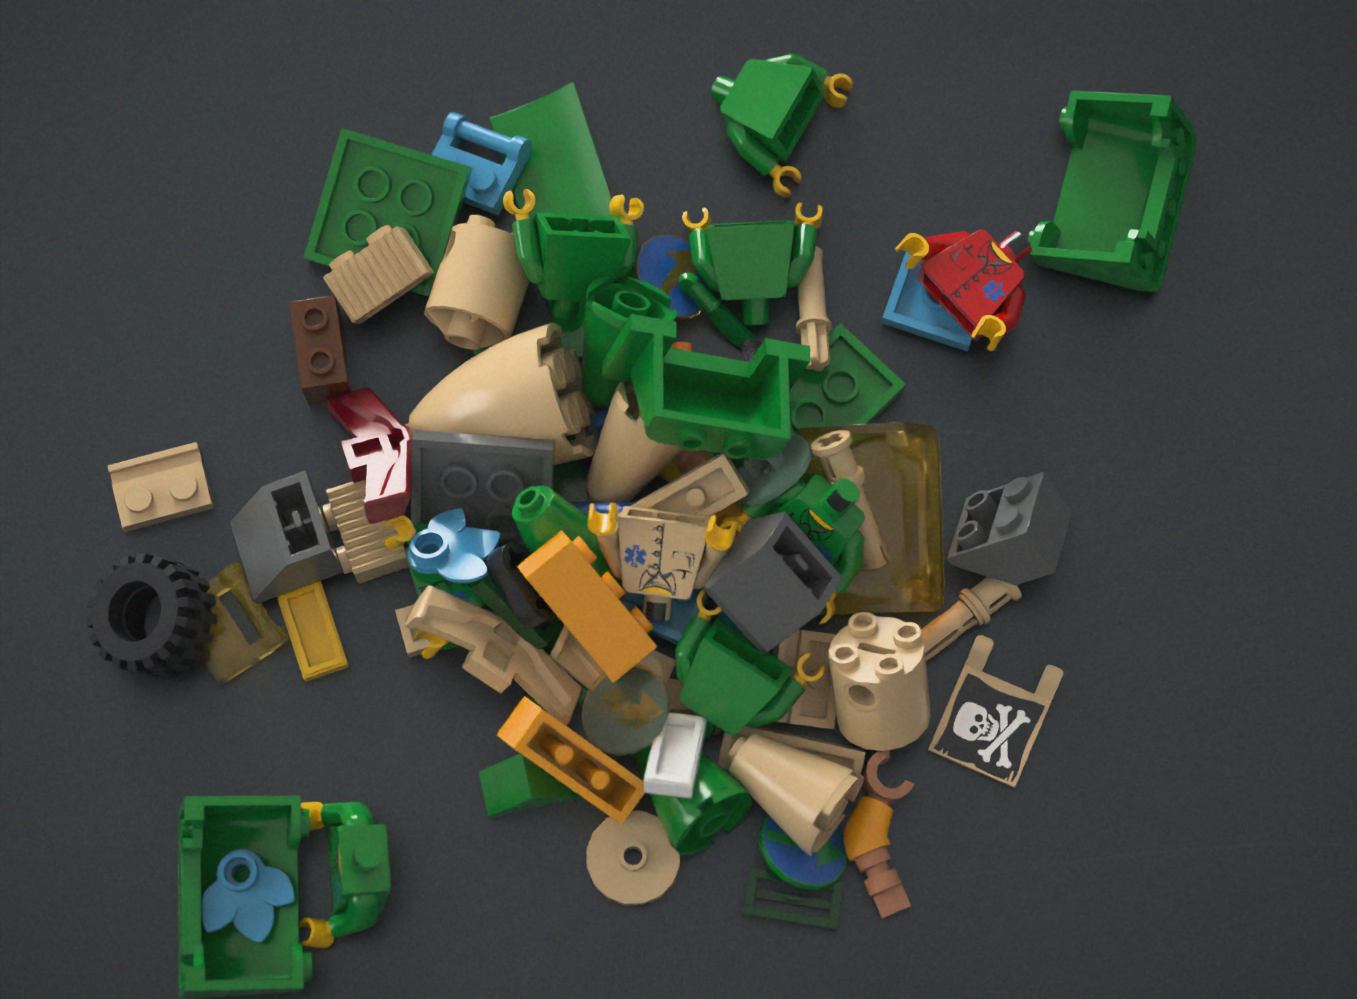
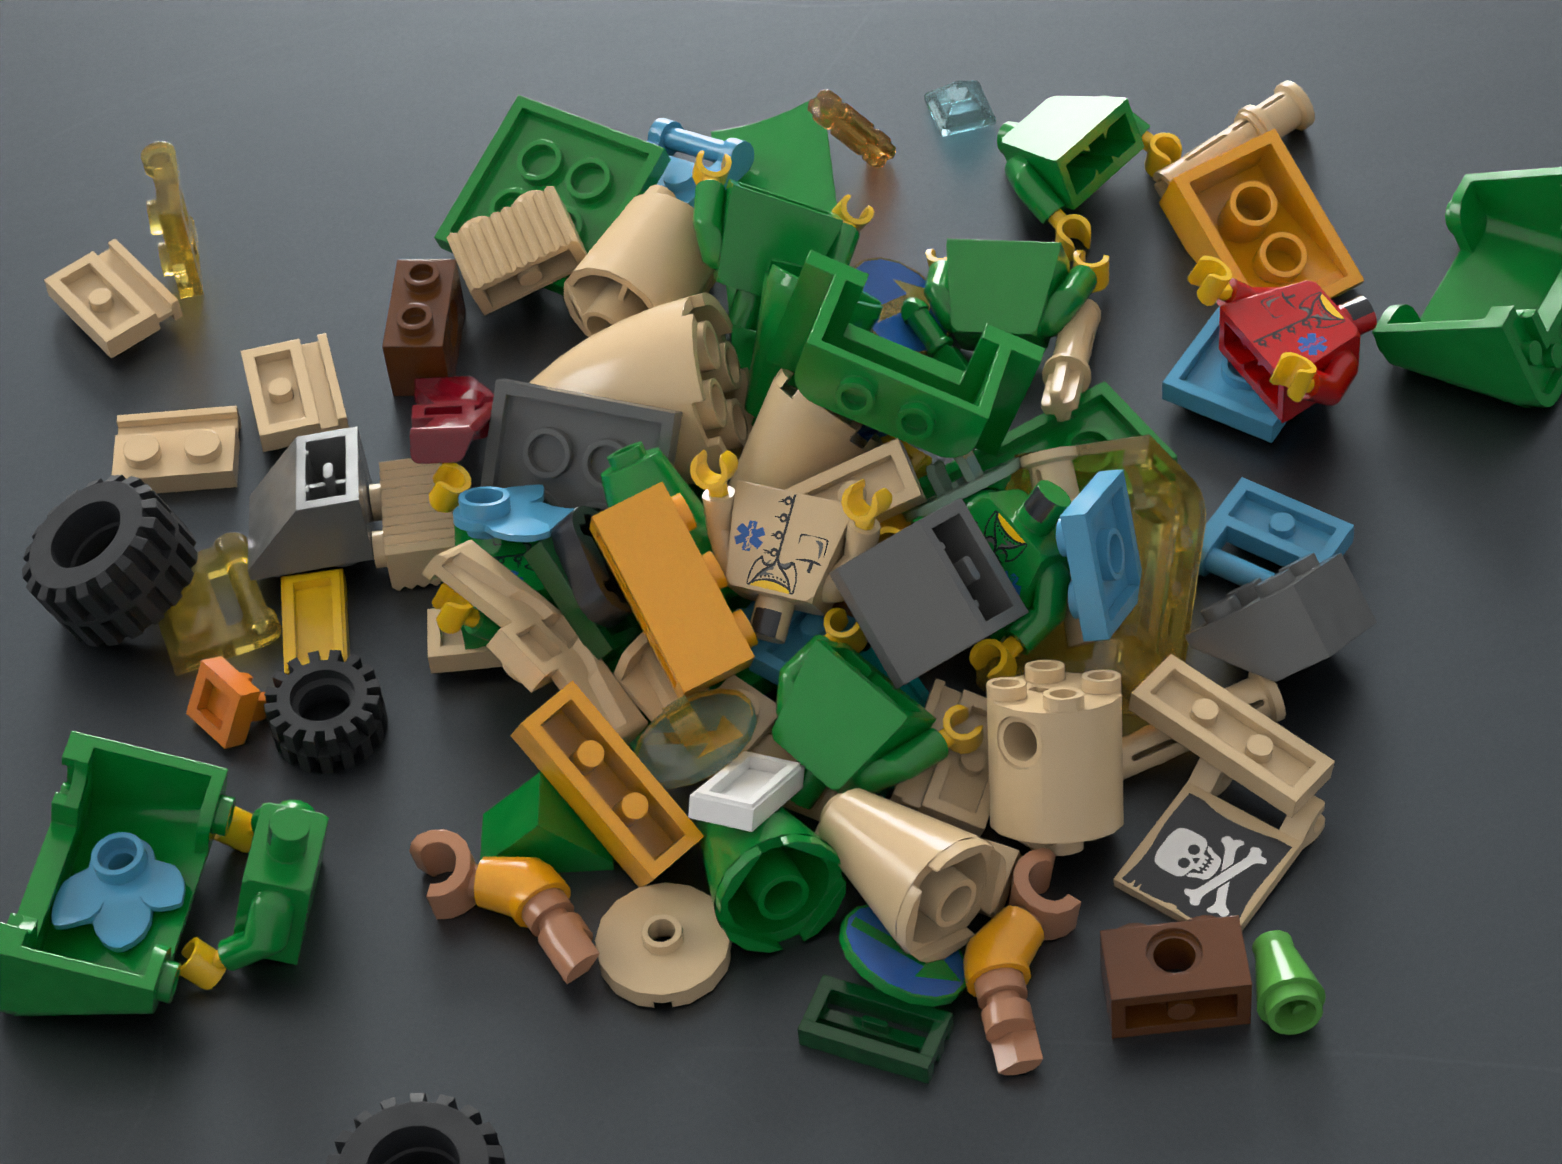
camera: 15 degrees right, 25 degrees down
(68, 353) = (112, 298): none -> tan plate
(100, 286) = (170, 217): none -> clear yellow plate
(237, 421) = (293, 391): none -> tan plate
(269, 714) = (225, 702): none -> orange tile
(334, 681) = (333, 738): none -> black tyre
(528, 837) = (510, 886): none -> nougat piece
(602, 111) = (851, 128): none -> clear orange axle
(673, 60) = (959, 107): none -> clear light blue slope
(884, 522) = (1101, 554): none -> dark azure plate
(902, 58) = (1284, 111): none -> tan pin
(927, 162) = (1259, 219): none -> light orange slope
(967, 847) = (1149, 1000): none -> reddish brown brick
(988, 436) = (1270, 528): none -> dark azure plate
(993, 636) = (1231, 735): none -> tan plate
(1060, 819) = (1286, 988): none -> bright green cone

